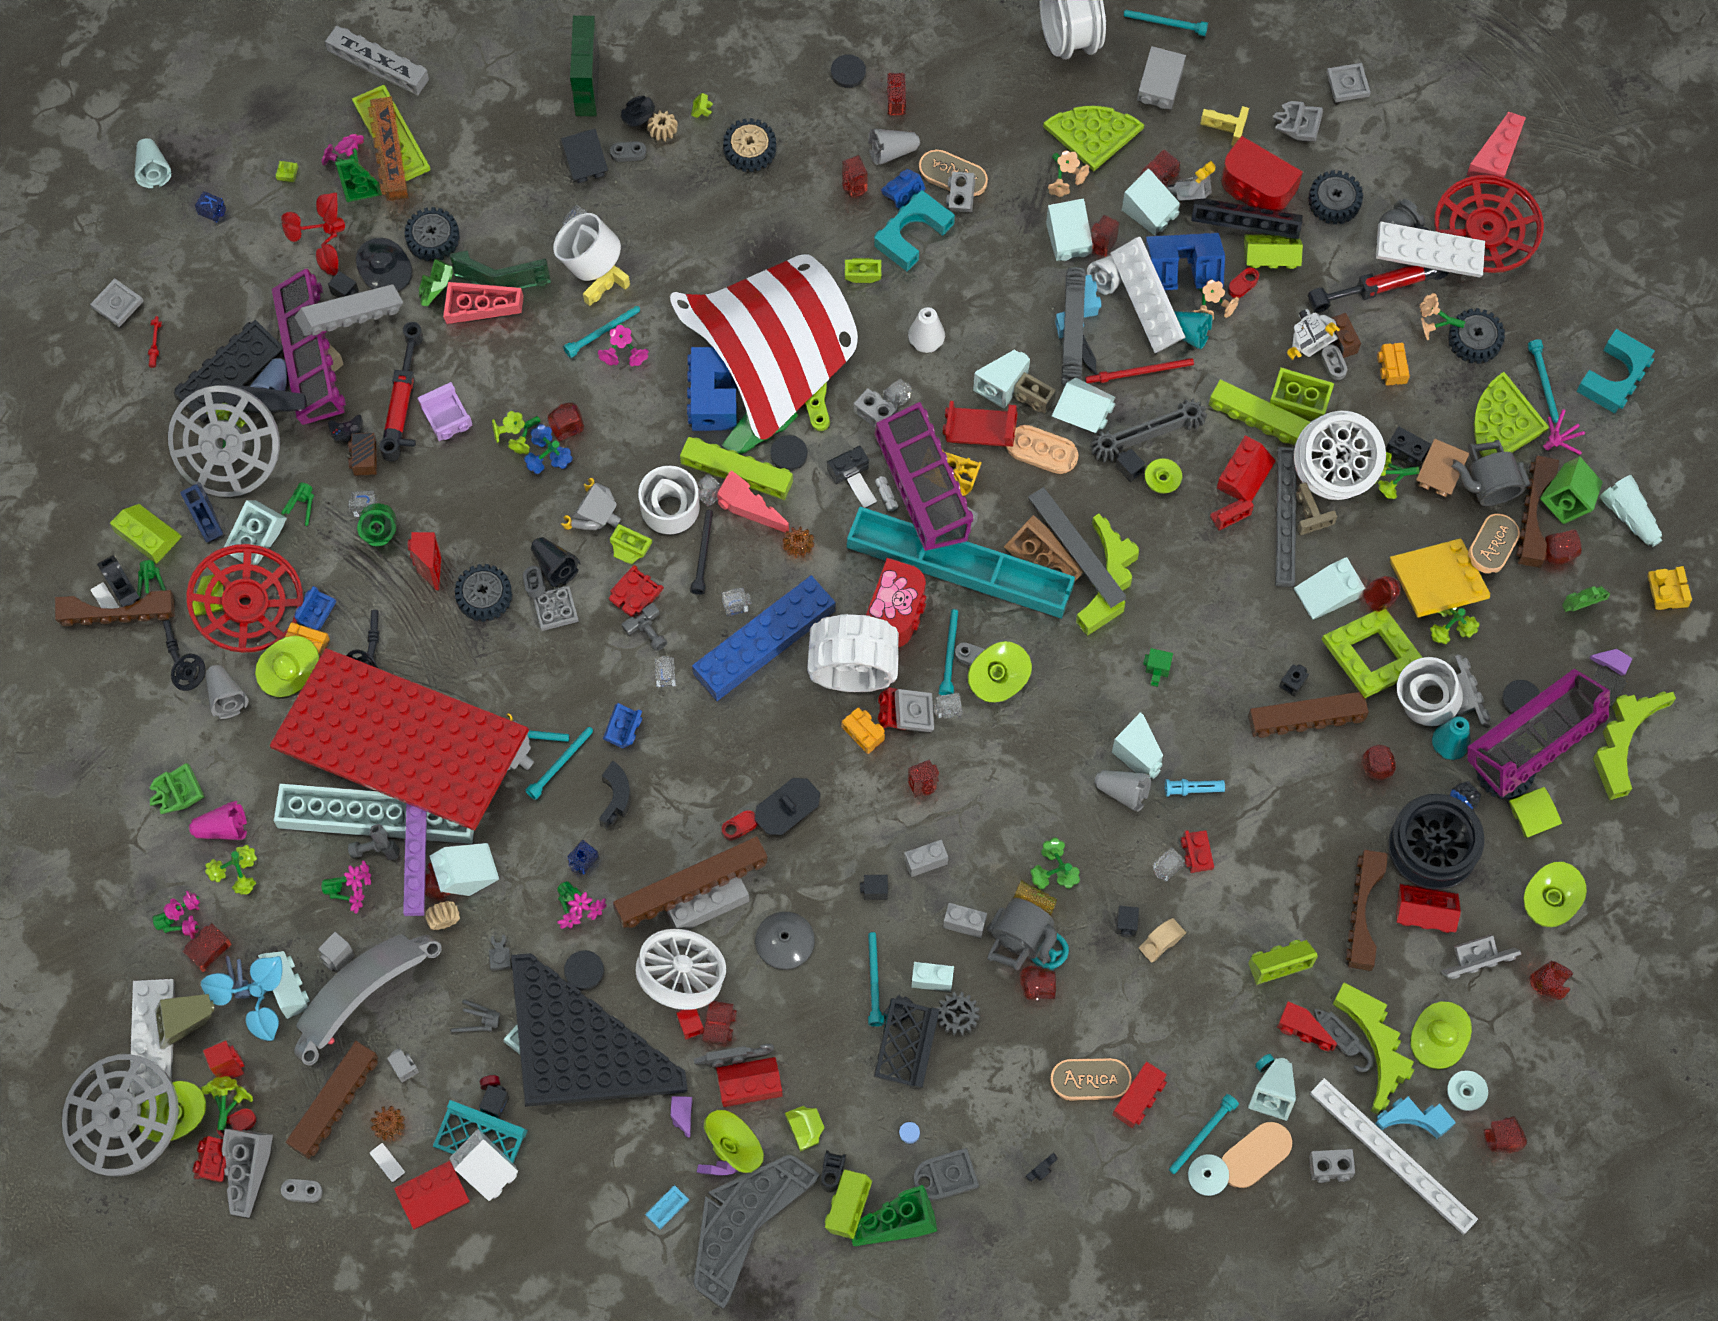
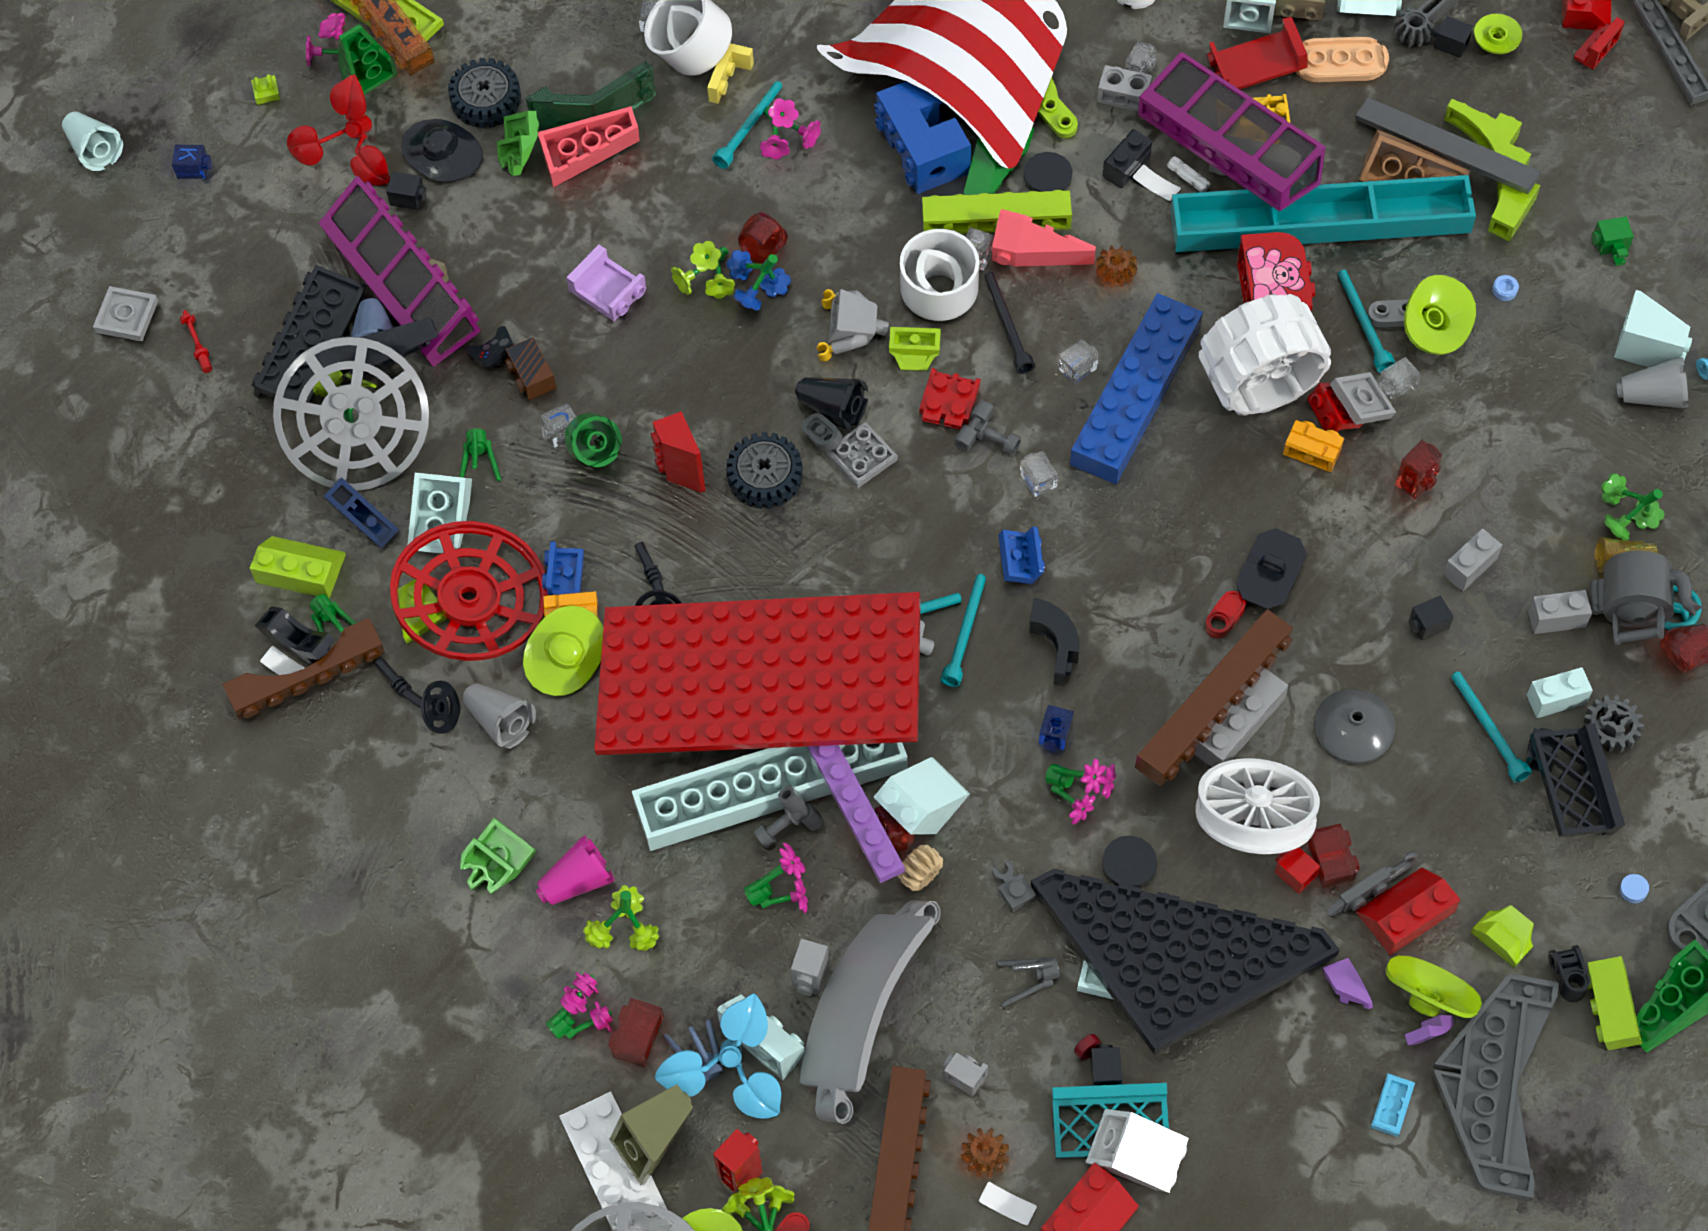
camera: 20 degrees left, 5 degrees down
(348, 310) = (432, 206): light grey brick -> none
(403, 384) = (542, 288): black piece -> none
(1063, 669) = (1505, 288): none -> light blue tile

